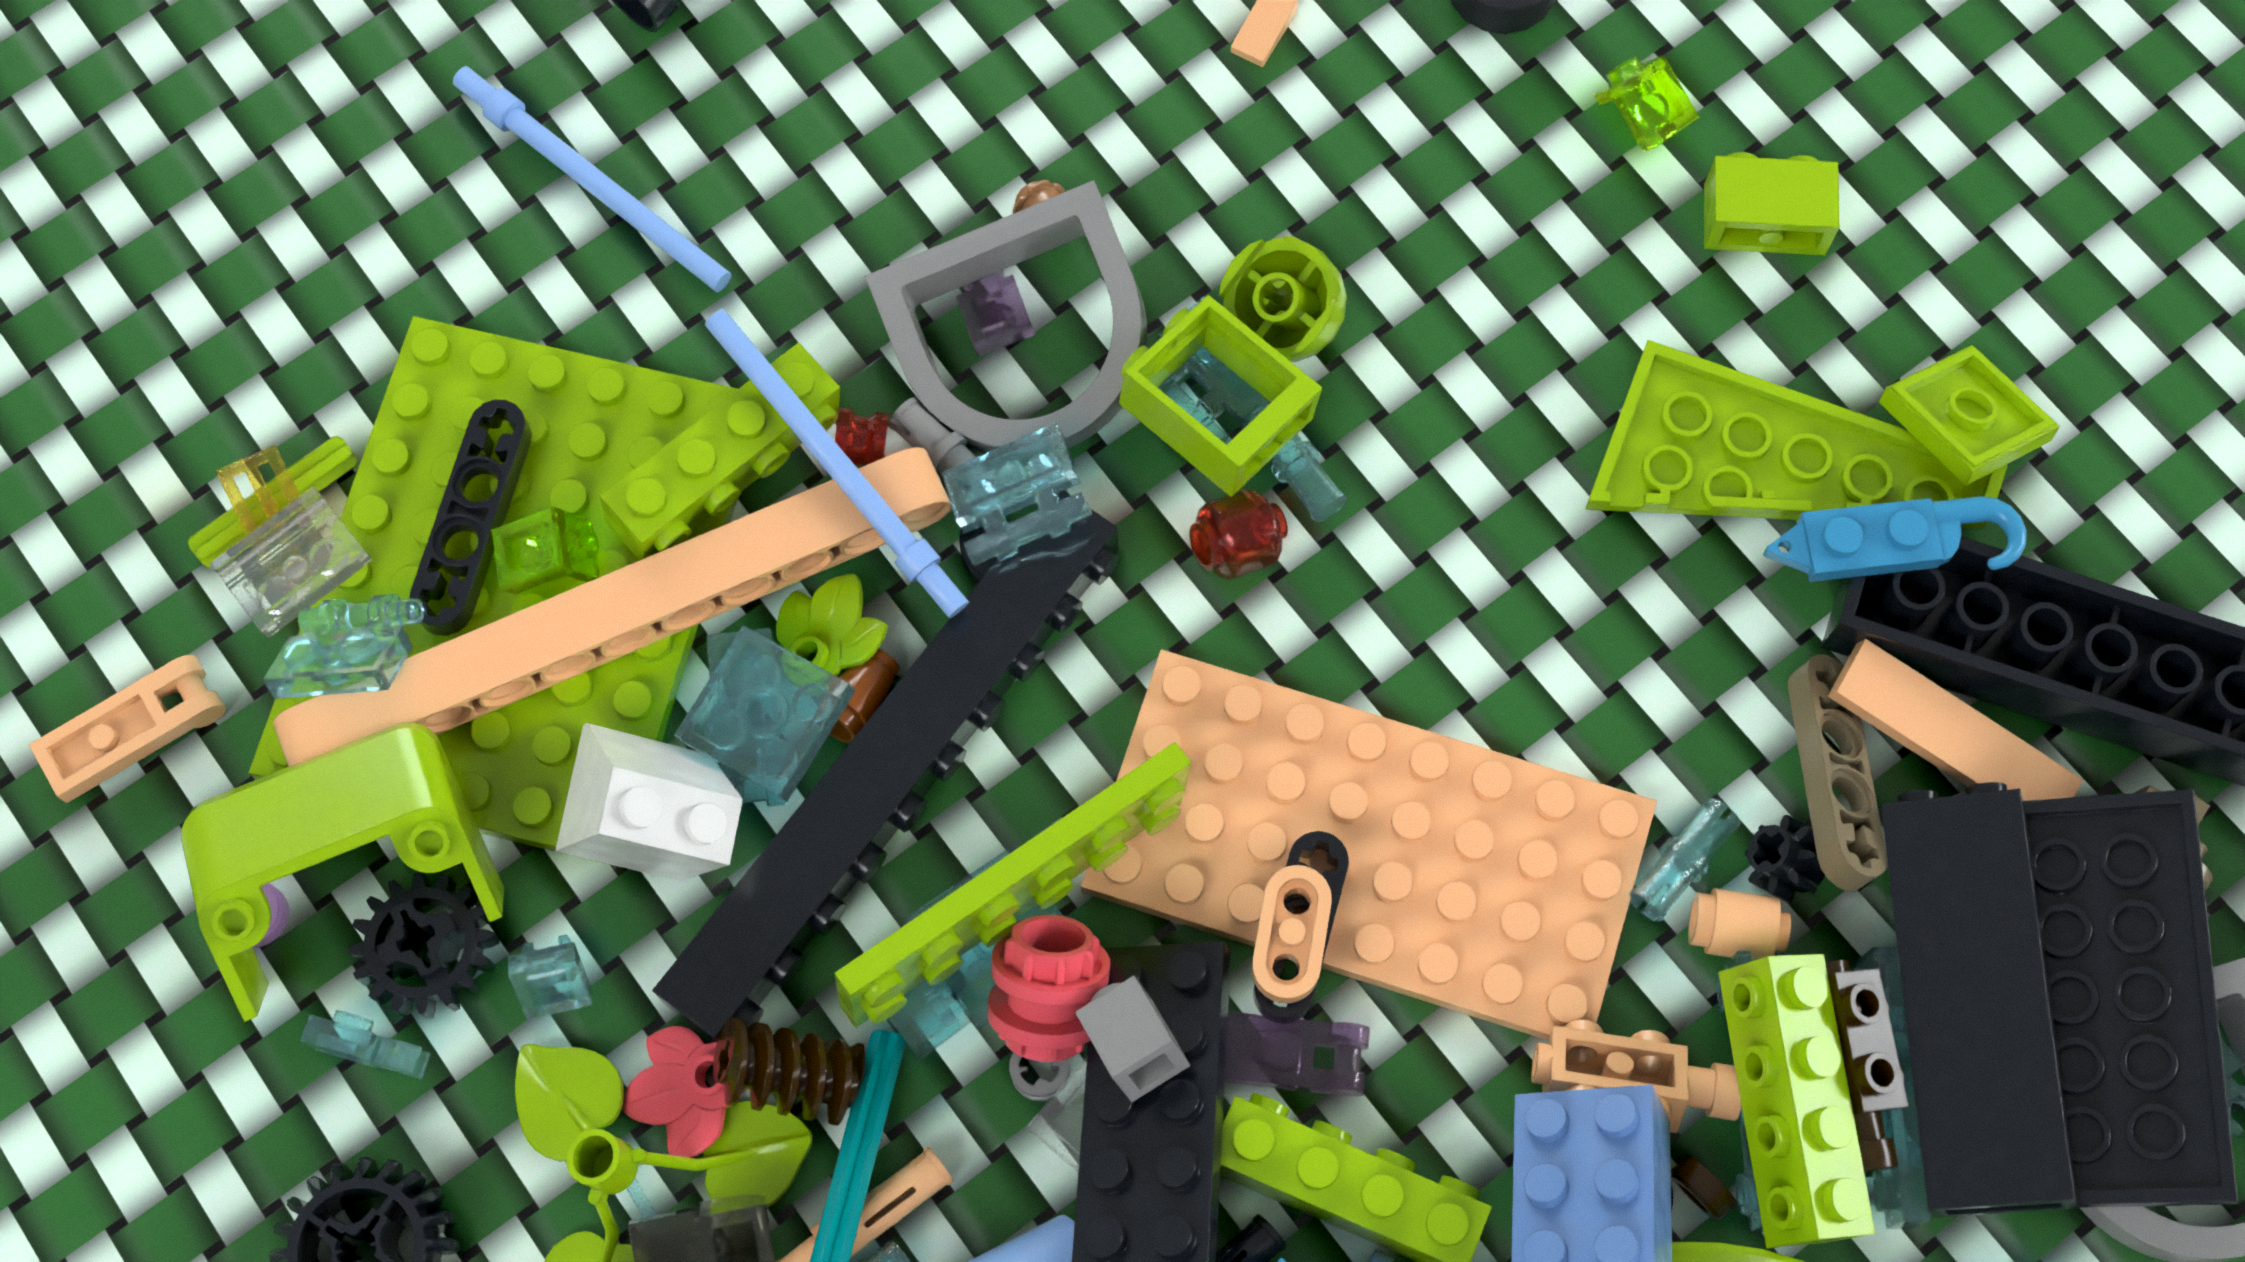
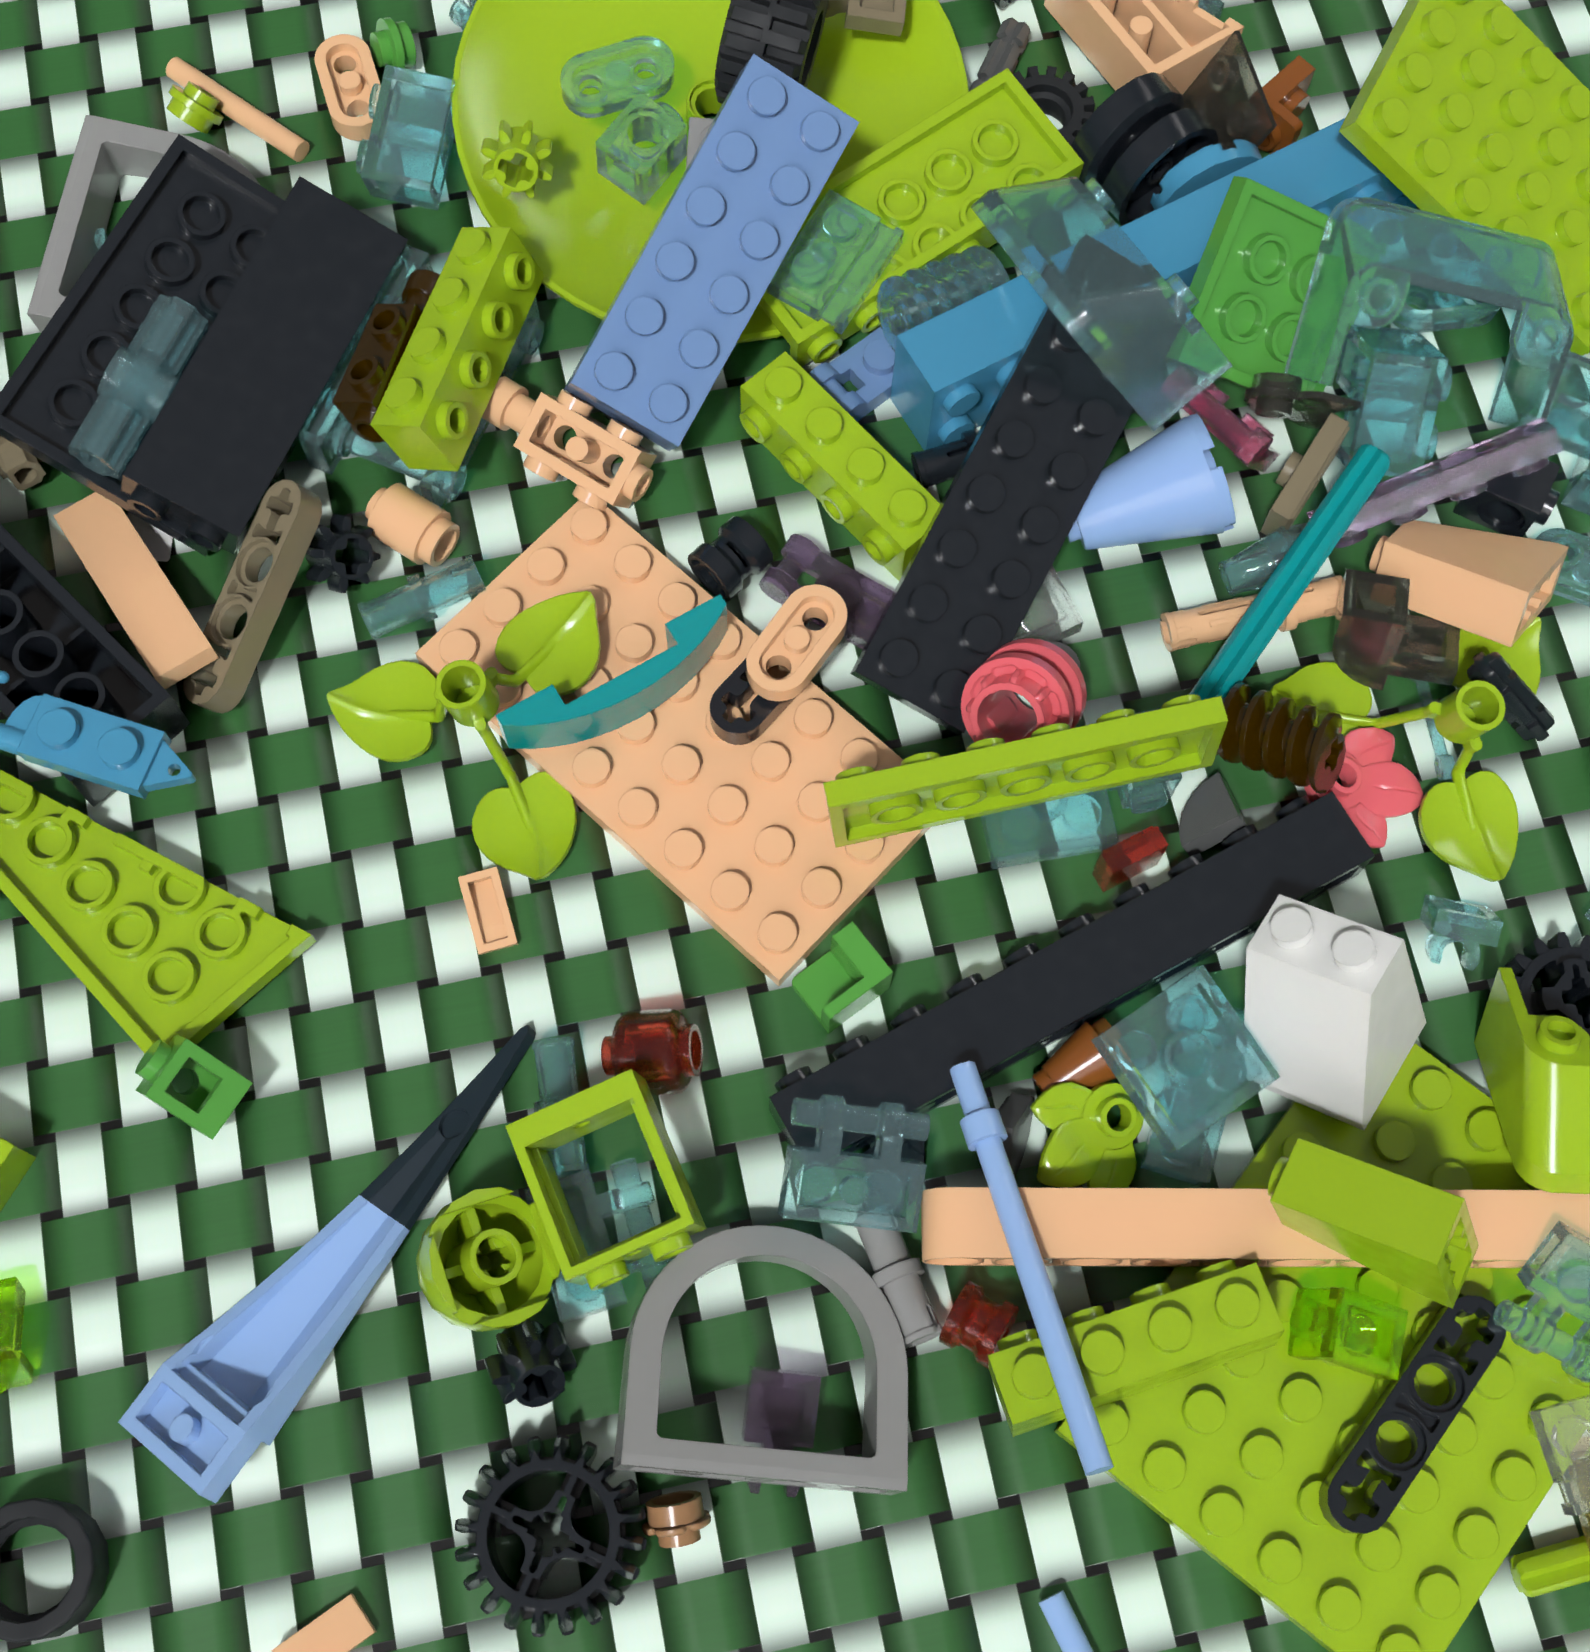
camera: 160 degrees left, 0 degrees up
(550, 608) = (1376, 1219): none -> lime slope
(565, 1233) = (1522, 706): none -> black axle
(817, 988) = (1209, 816): none -> dark grey tile
(887, 901) = (1129, 858): none -> clear red tile
(898, 607) = (1017, 1122): none -> dark grey tile
(1103, 675) = (843, 978): none -> bright green panel
(1132, 1038) = (977, 604): light grey brick -> none
(1175, 146) = (497, 1509): none -> black gear
(1206, 254) = (530, 1363): none -> black gear
(1409, 1034) = (730, 558): none -> black wheel
(1427, 168) = (255, 1362): none -> light blue plate
(1453, 604) = (488, 910): none -> light nougat piece
(1480, 770) = (548, 722): none -> teal slope
(1524, 848) = (394, 706): none -> lime plant
(1606, 331) = (213, 1093): none -> bright green brick
(1703, 1188) = (560, 353): dark brown tile -> none
(2075, 900) = (138, 386): none -> clear light blue piece

